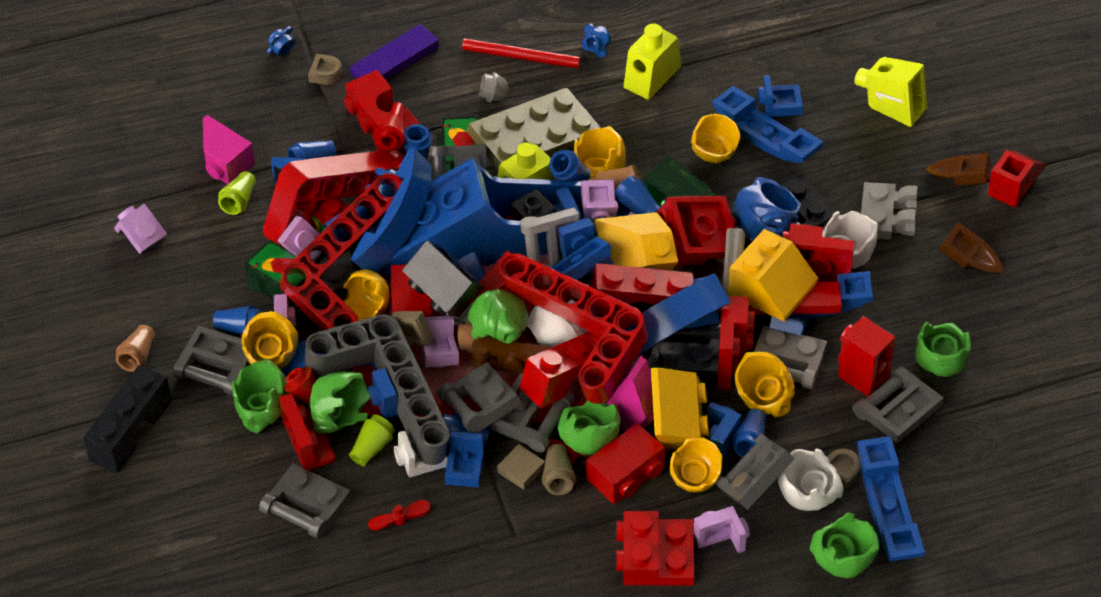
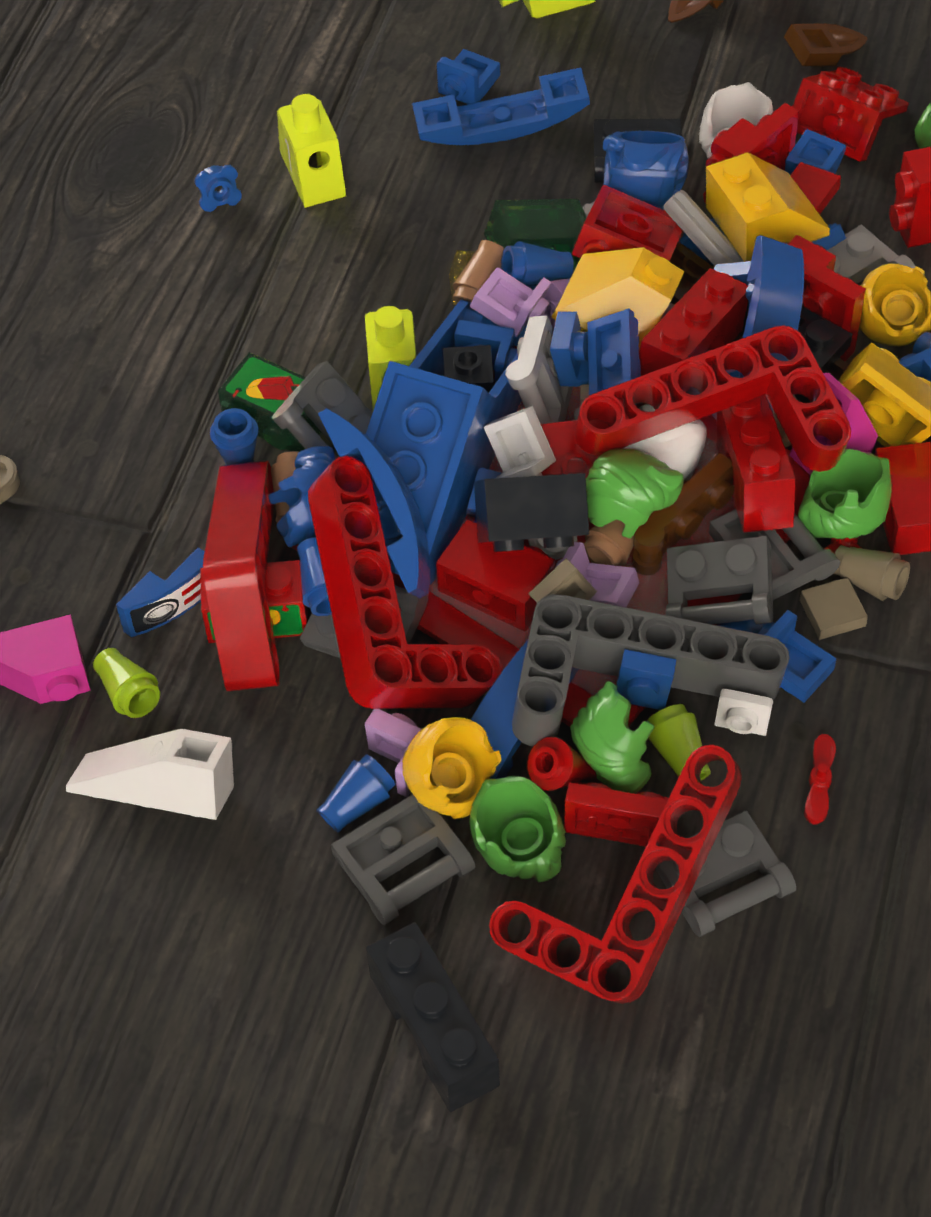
camera: 55 degrees left, 5 degrees up
(135, 348) = (306, 947): medium nougat cone -> none
(140, 227) = (84, 830): lavender bracket -> none
(191, 238) = (167, 772): none -> white slope
(220, 473) = (640, 894): none -> red beam
(266, 267) = (313, 707): brick -> none
(298, 237) = (300, 643): lavender bracket -> none
(312, 150) = (131, 563): blue cone -> none
(367, 293) = (454, 614): yellow hair -> none
(370, 101) = (176, 462): red arch -> none
(391, 132) = (206, 448): red cone -> none
(397, 54) = (43, 397): dark purple tile -> none
(488, 258) = (520, 444): none -> white bracket
(493, 87) = (197, 323): light grey plate -> none
(521, 53) = (160, 271): red bar -> none
(548, 122) = (317, 313): plate -> none
(568, 167) = (431, 287): blue cone -> none
(601, 150) = (416, 275): yellow hair -> none
(715, 138) = (481, 159): yellow hair -> none
(879, 205) = (692, 77): light grey plate -> none
(920, 281) = (846, 109): none -> red bracket

